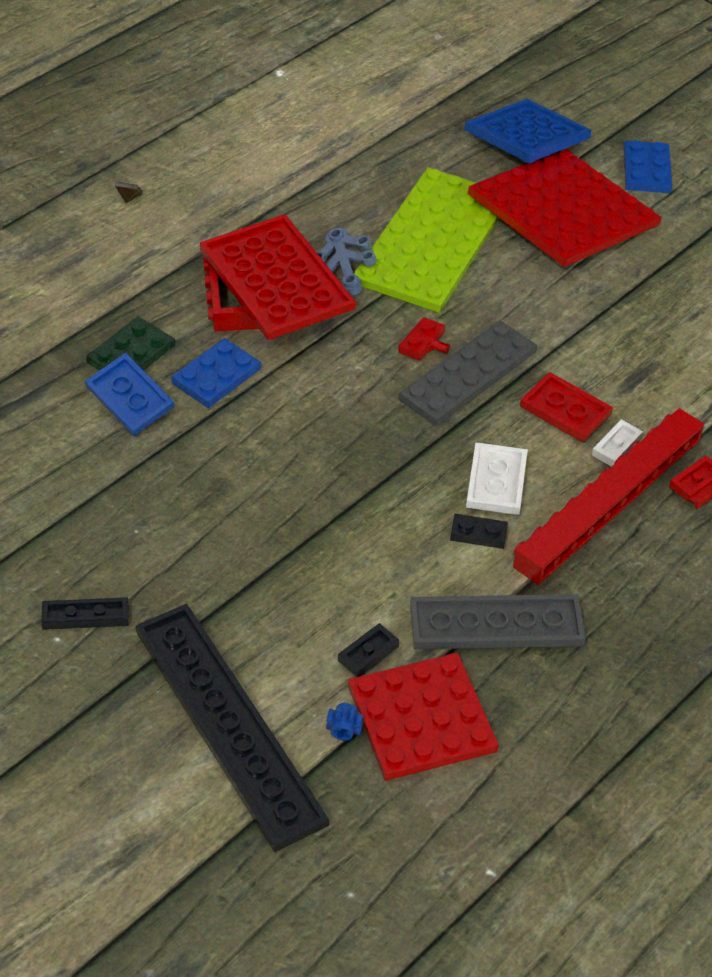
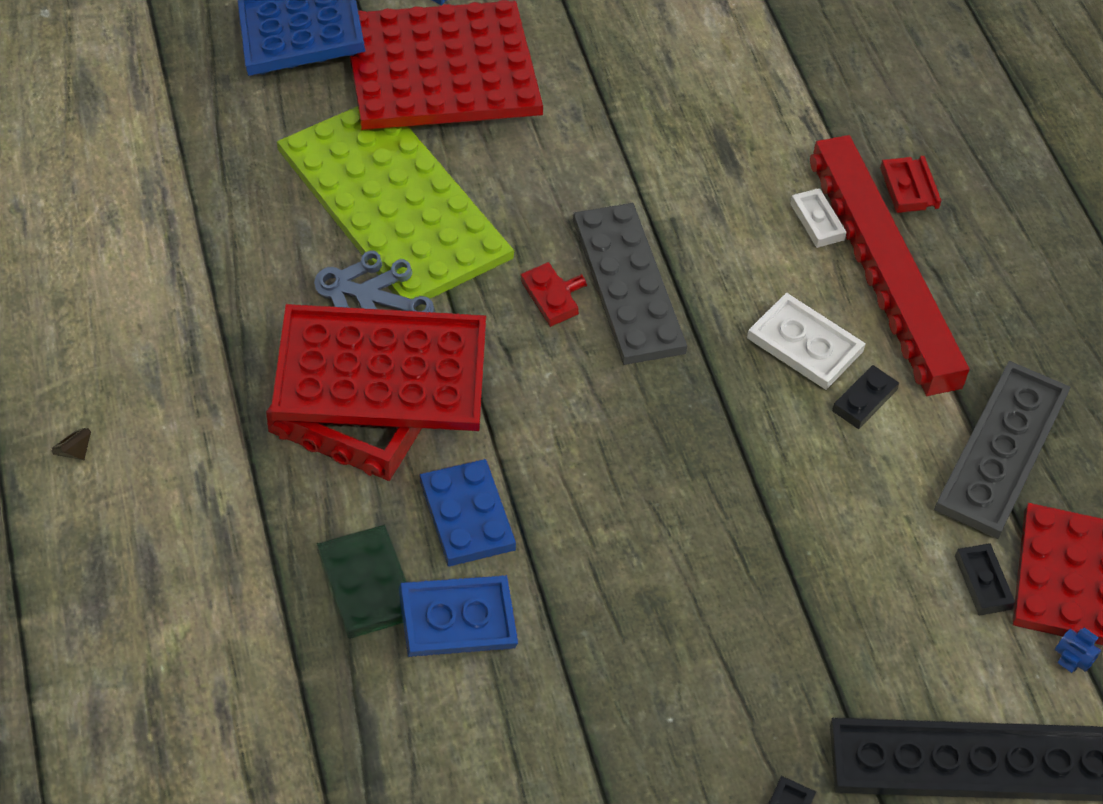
camera: 60 degrees left, 5 degrees up
(566, 407) = (739, 229): red plate -> none

